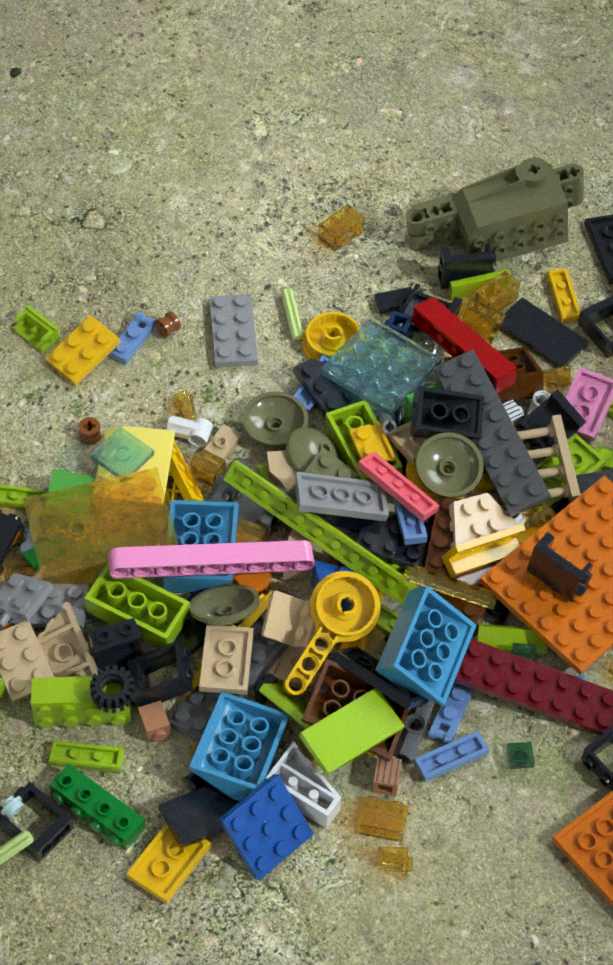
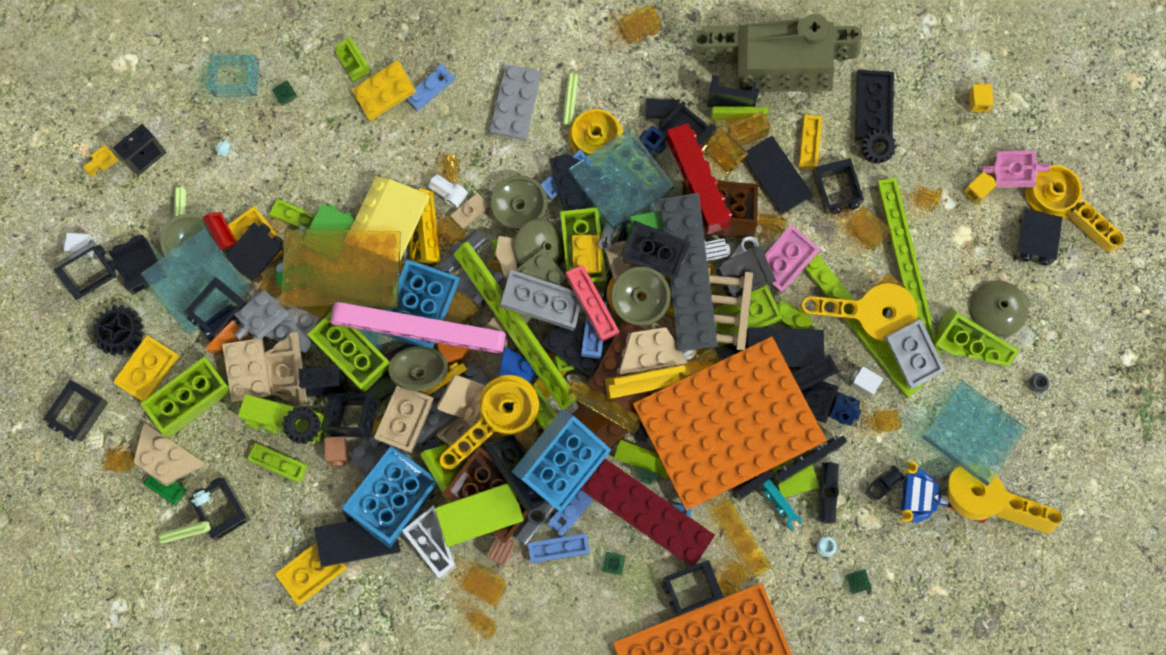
camera: 20 degrees right, 20 degrees up
(92, 435) = (368, 173): dark orange wheel -> none
(97, 807) = (270, 511): green brick -> none
(122, 453) = (379, 207): clear light blue tile -> none
(168, 324) = (462, 83): dark orange wheel -> none
(266, 826) = (389, 570): blue plate -> none
(557, 571) = (691, 423): black panel -> none

